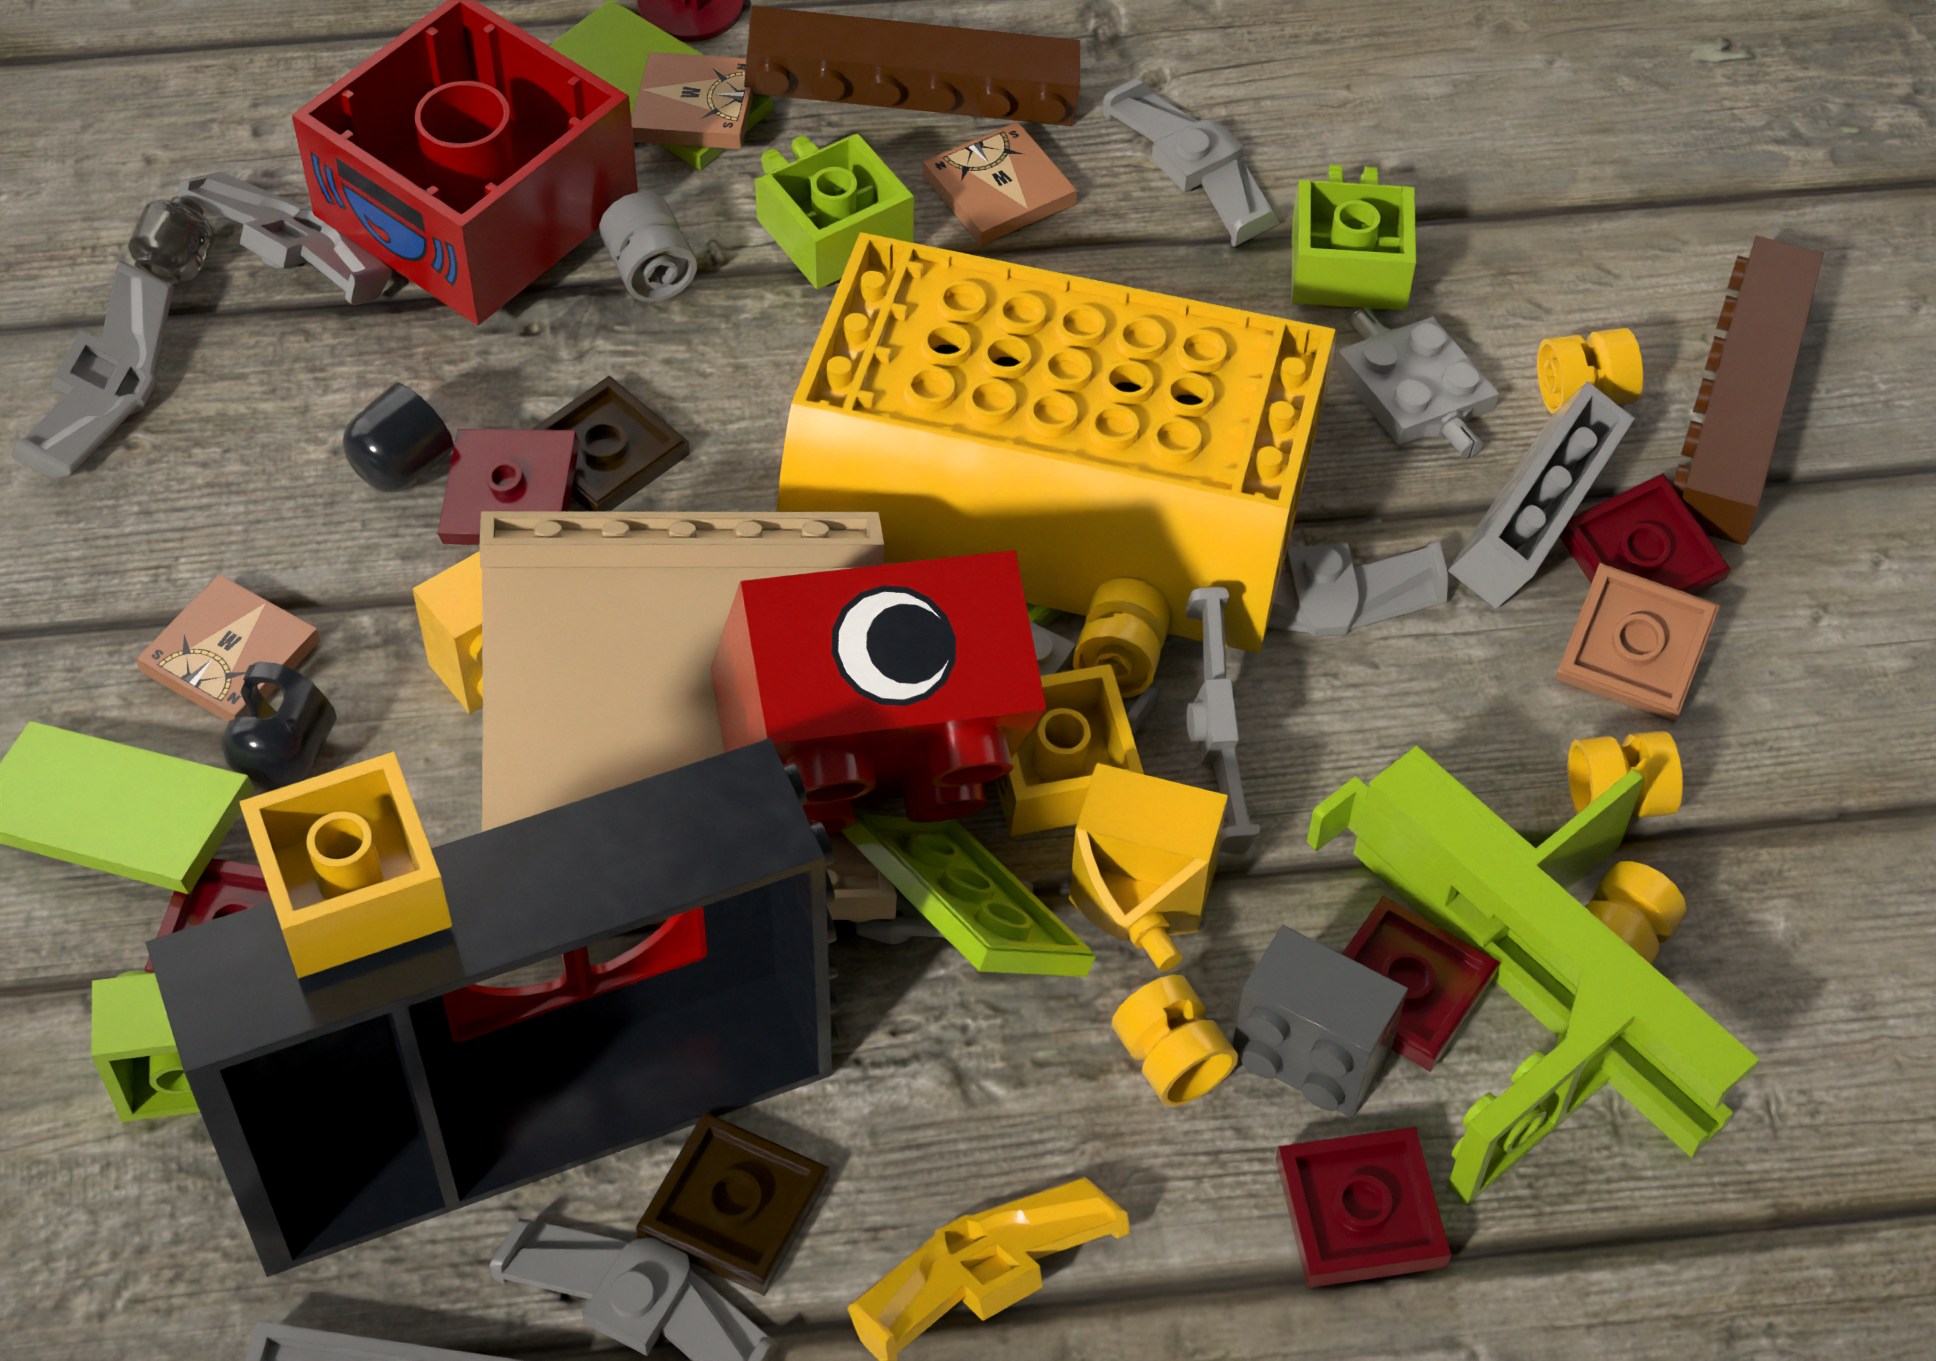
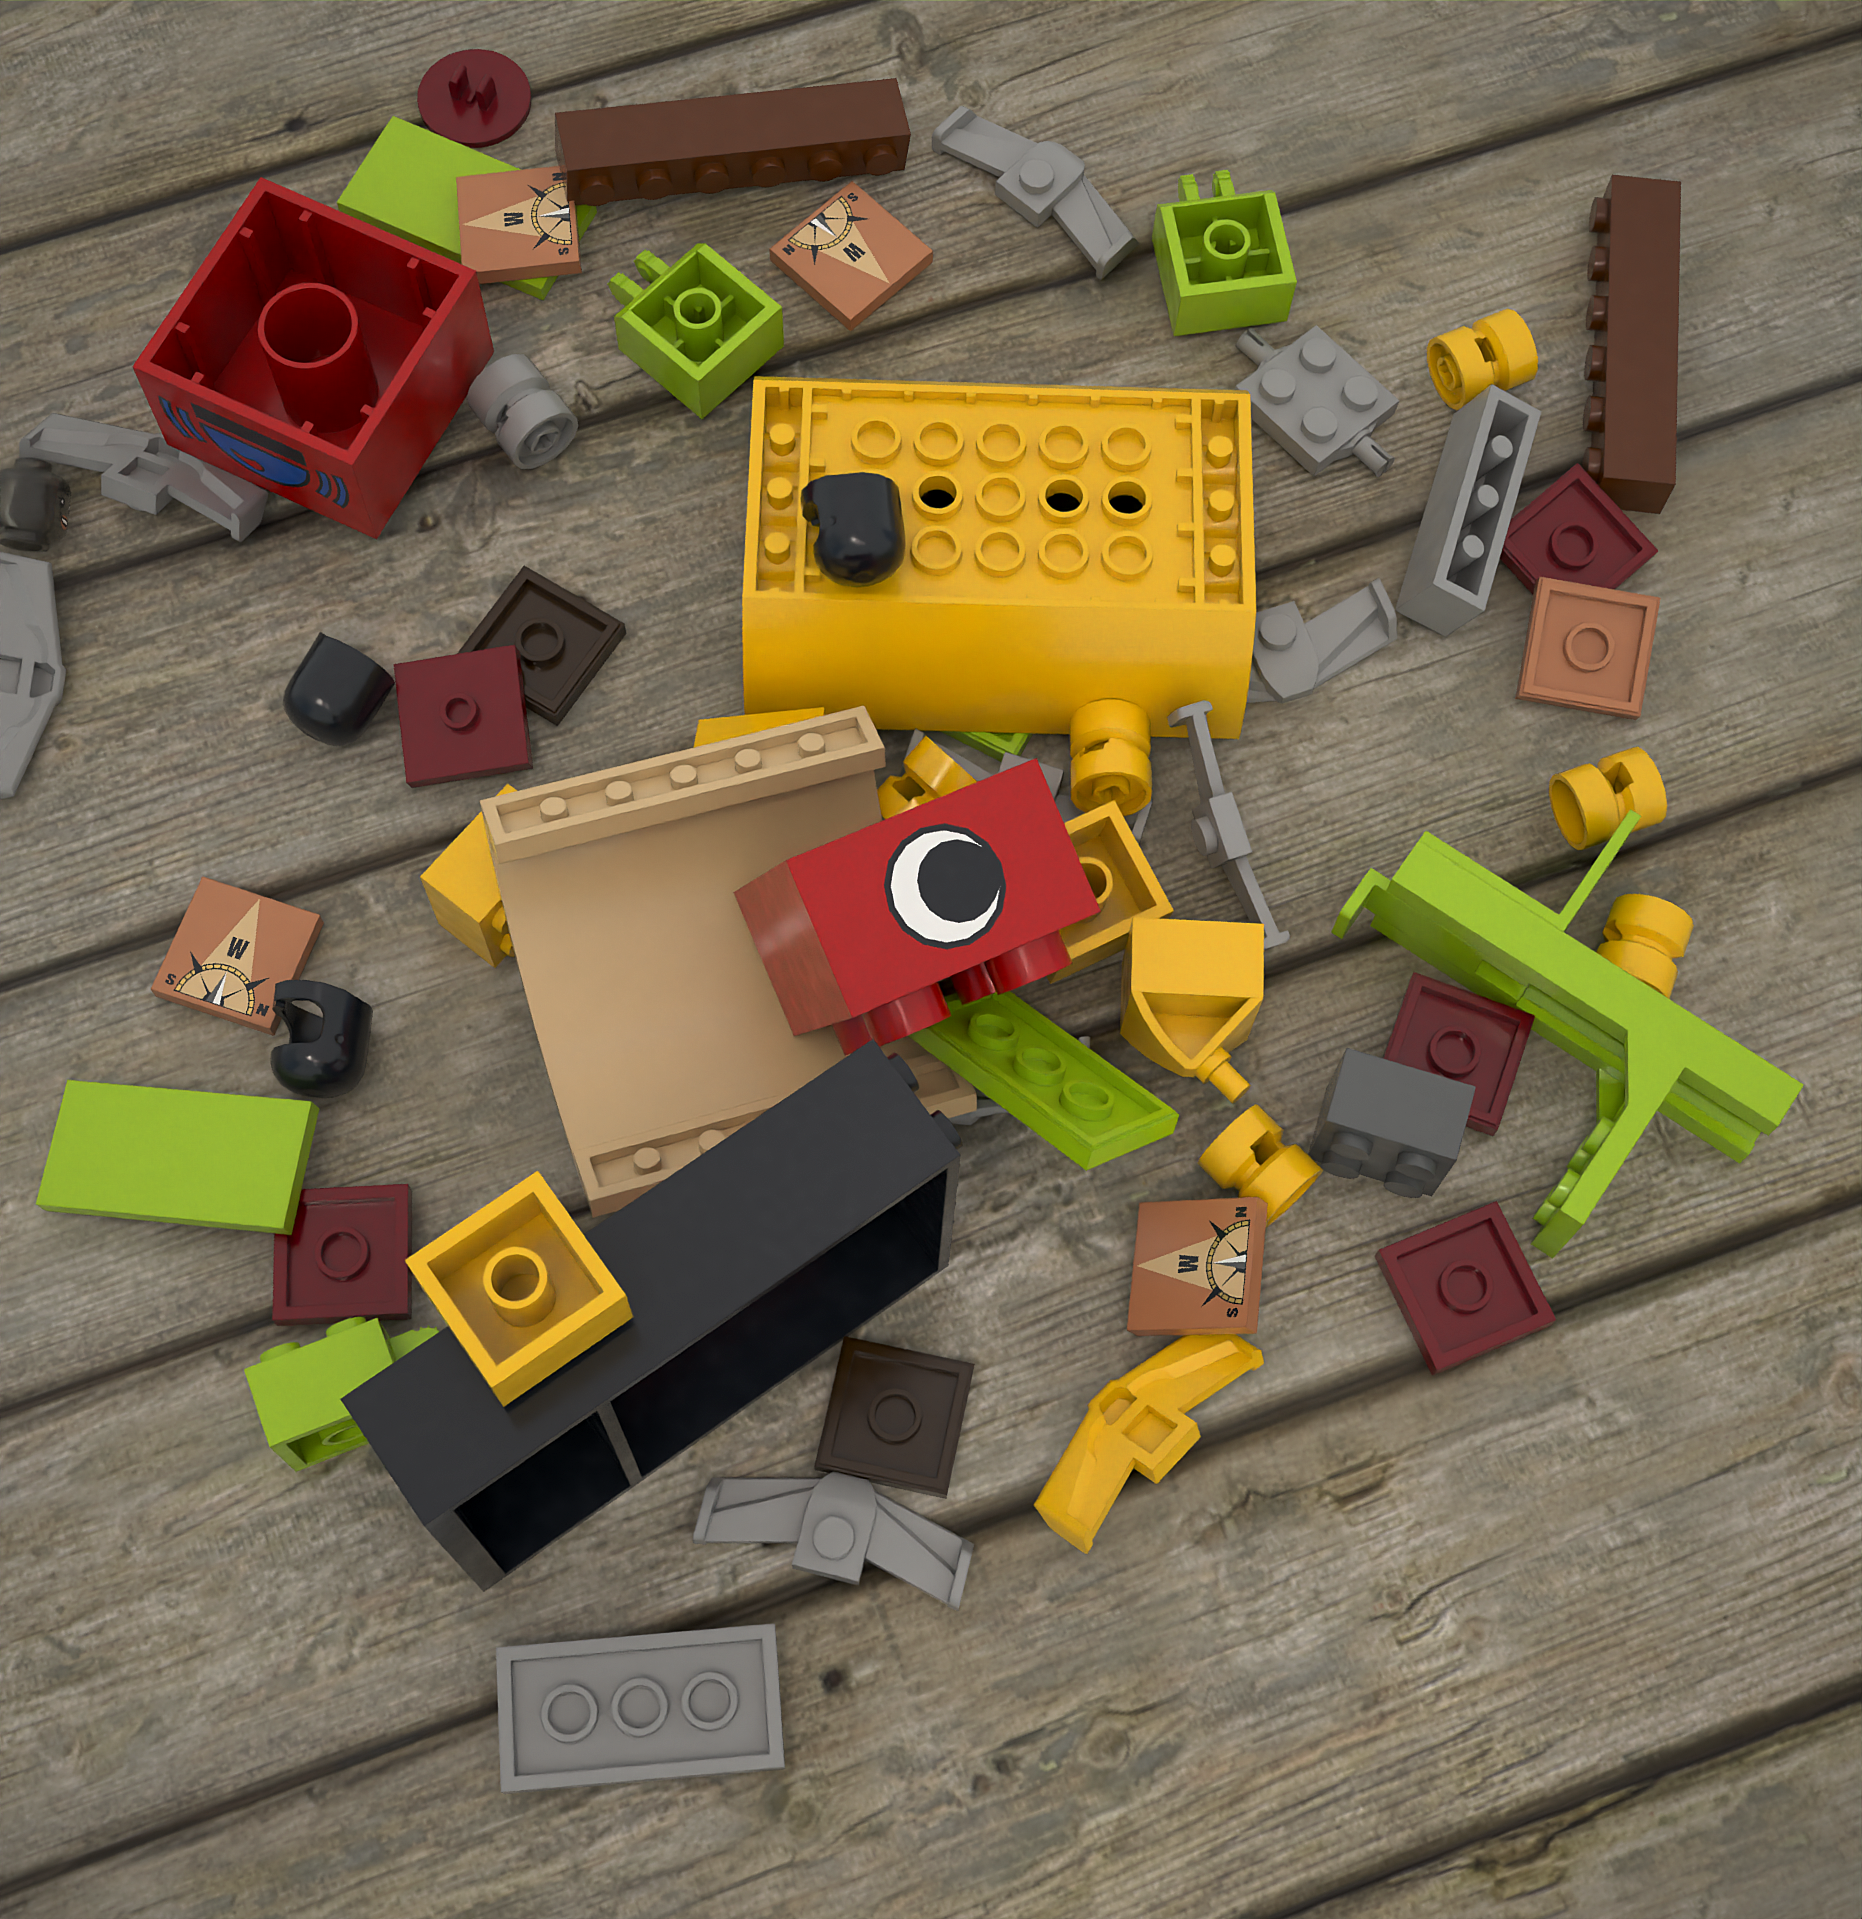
camera: 15 degrees left, 15 degrees up
(913, 353) = (859, 527): none -> black helmet
(1083, 1120) = (1197, 1267): none -> nougat tile

